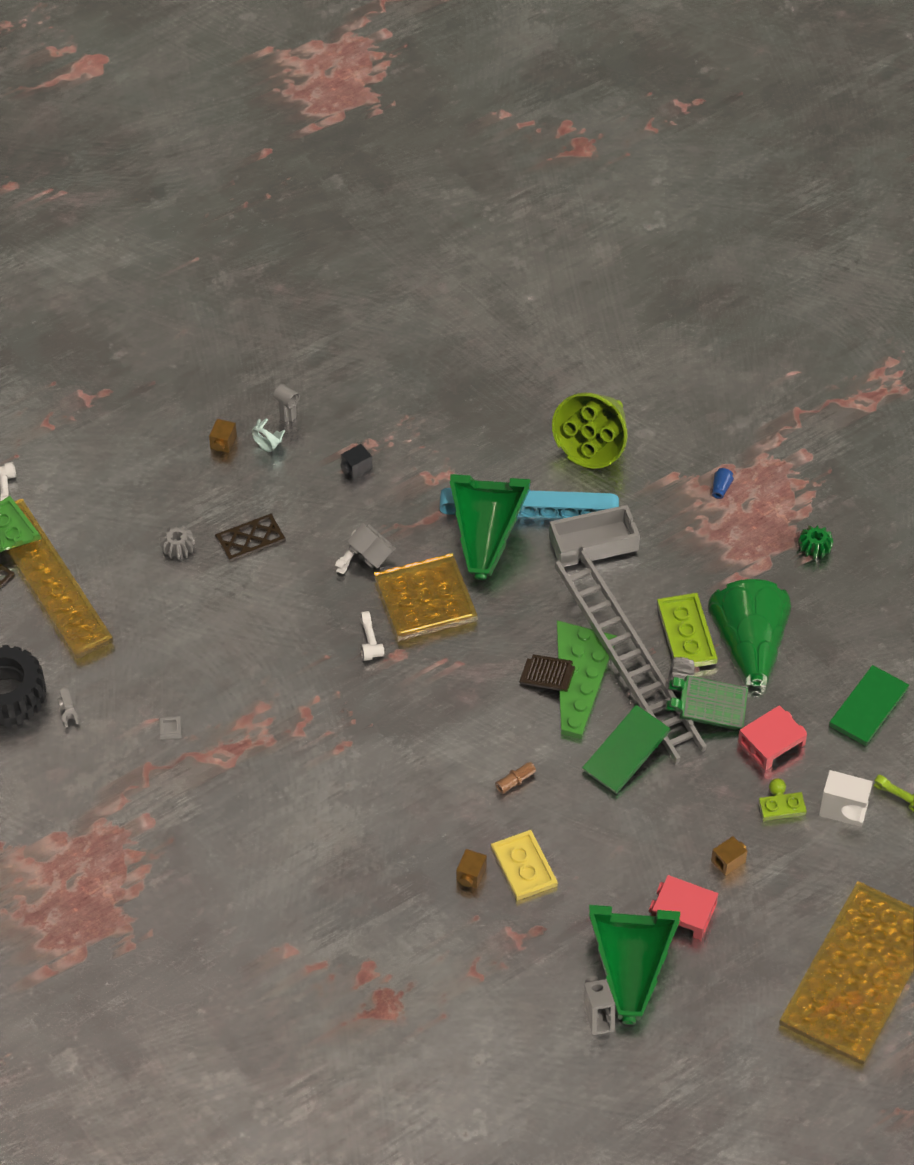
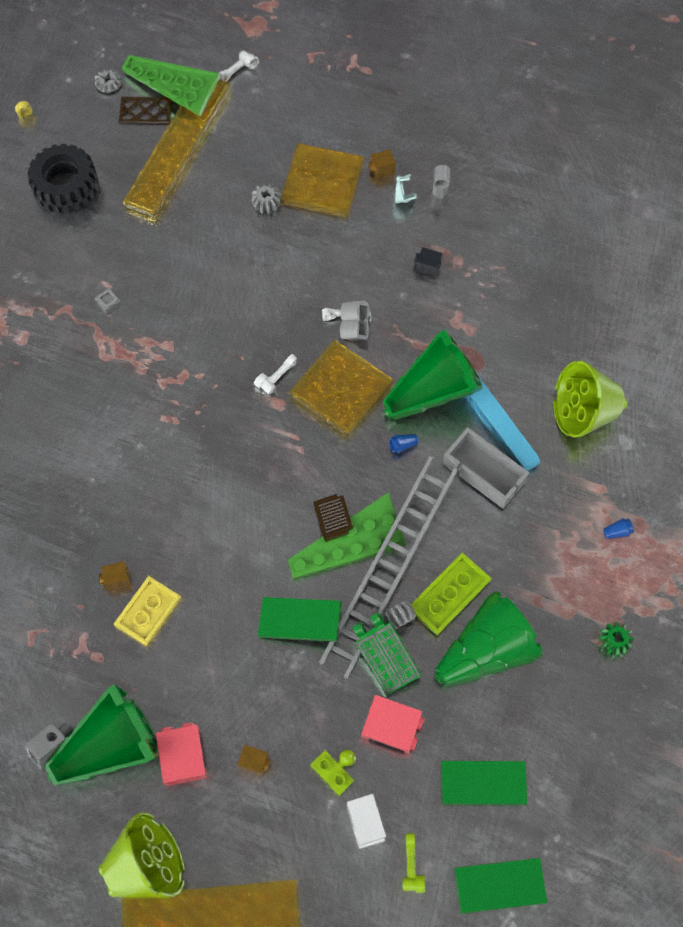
camera: 55 degrees right, 15 degrees up
(65, 703) = (79, 226): light grey plate -> none
(194, 490) = (322, 180): none -> clear yellow piece
(245, 550) = (311, 253): dark brown window -> none
(515, 777) = (221, 555): medium nougat axle -> none
(517, 584) = (400, 443): none -> blue cone
(765, 980) = (143, 861): none -> lime cone

